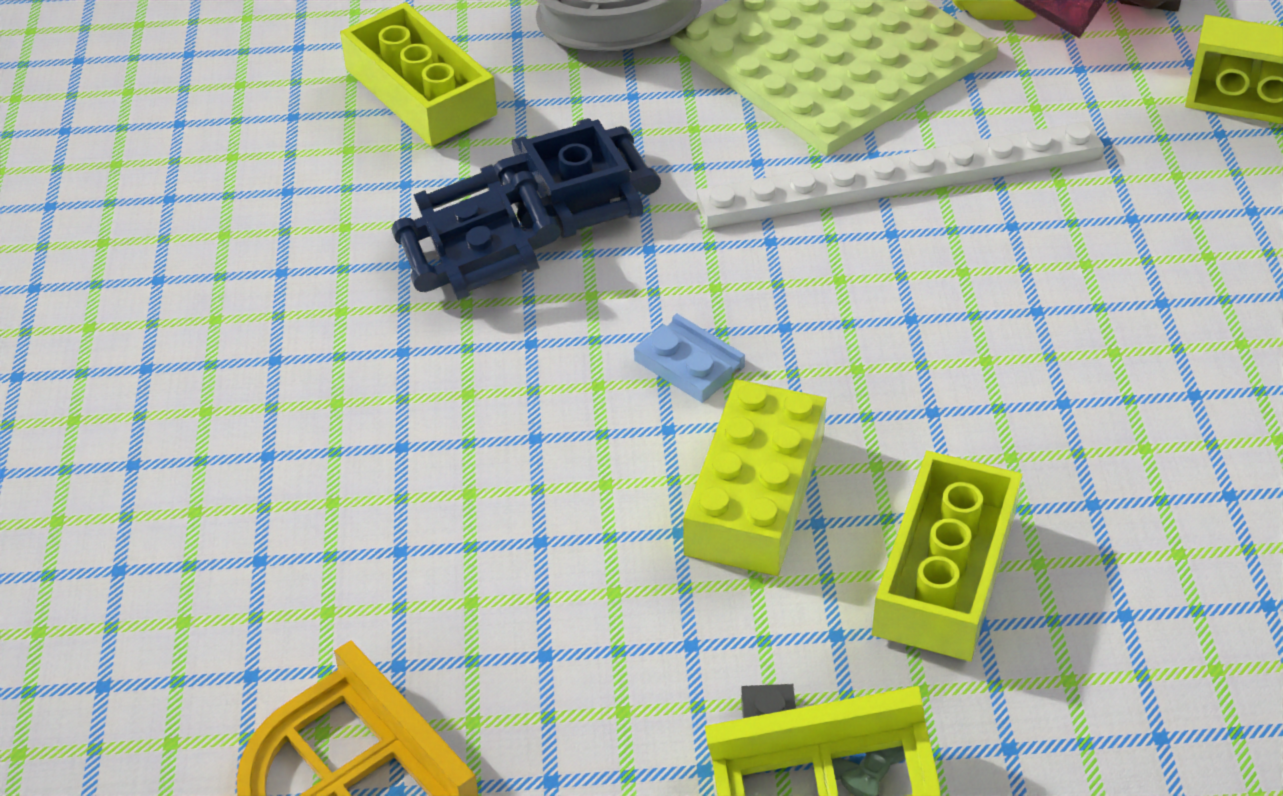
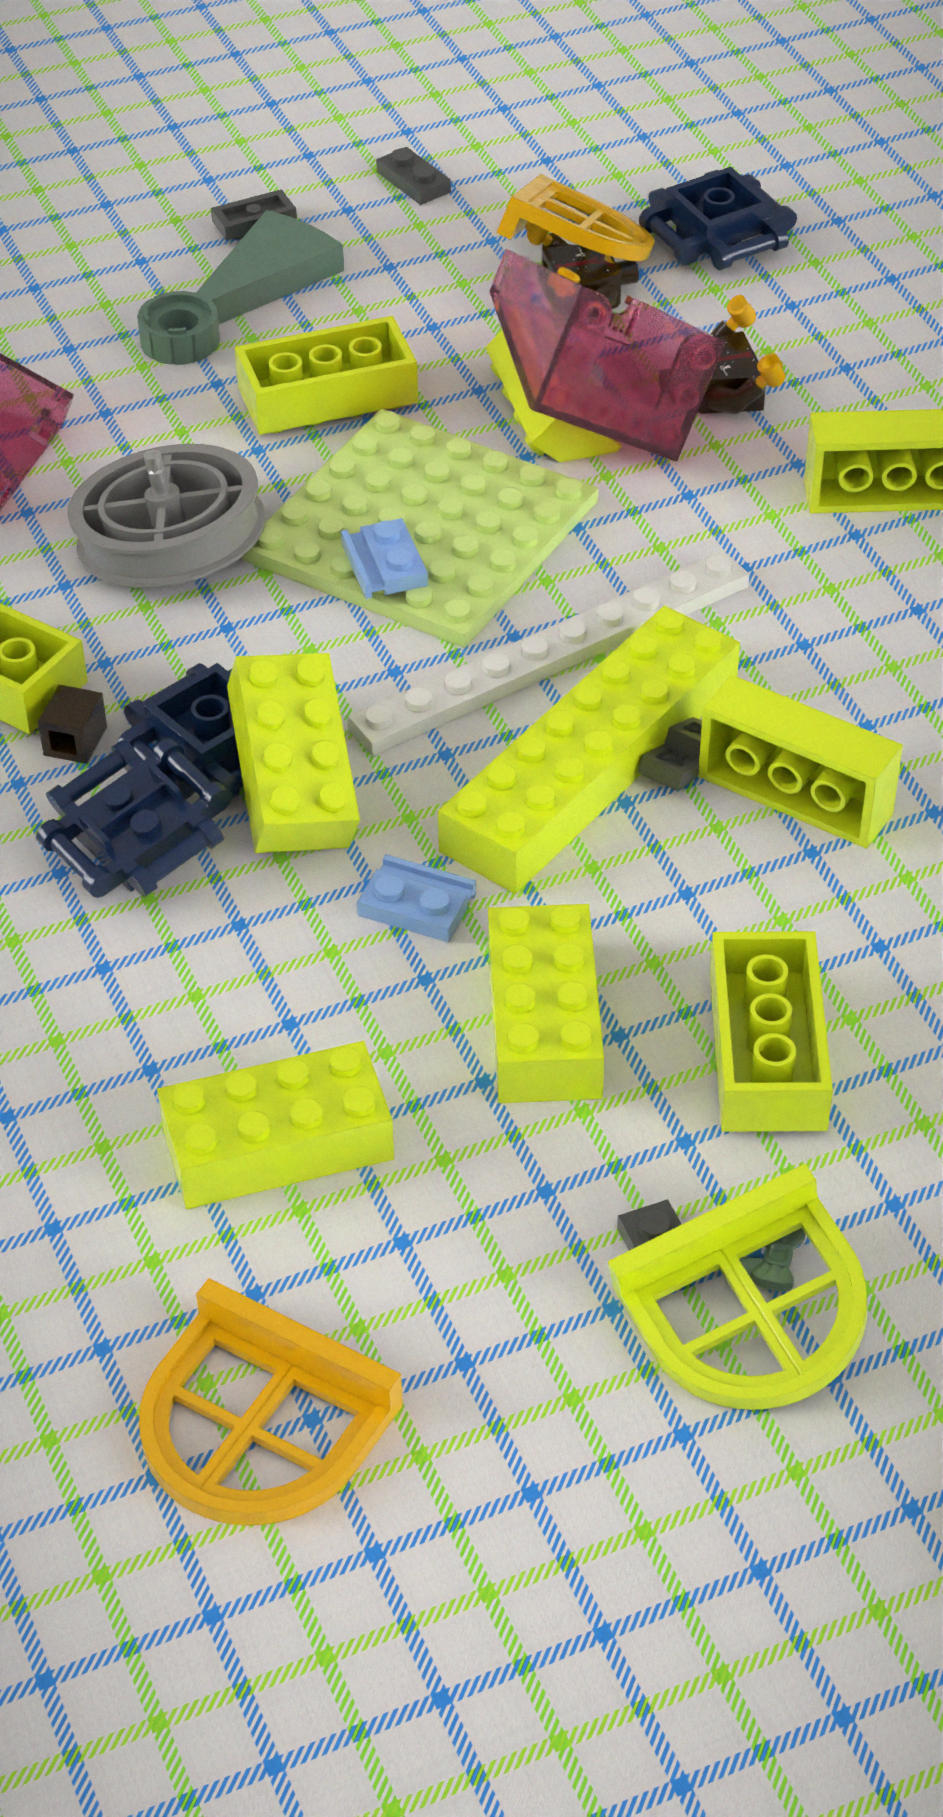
camera: 20 degrees left, 0 degrees up
(465, 144) = (72, 724): none -> dark brown brick
(474, 521) = (276, 1124): none -> neon yellow brick
(625, 207) = (292, 752): none -> neon yellow brick
(782, 65) = (384, 558): none -> light blue plate
(892, 263) = (584, 749): none -> neon yellow brick
(982, 289) = (678, 758): none -> dark grey slope
(1077, 318) = (799, 760): none -> neon yellow brick

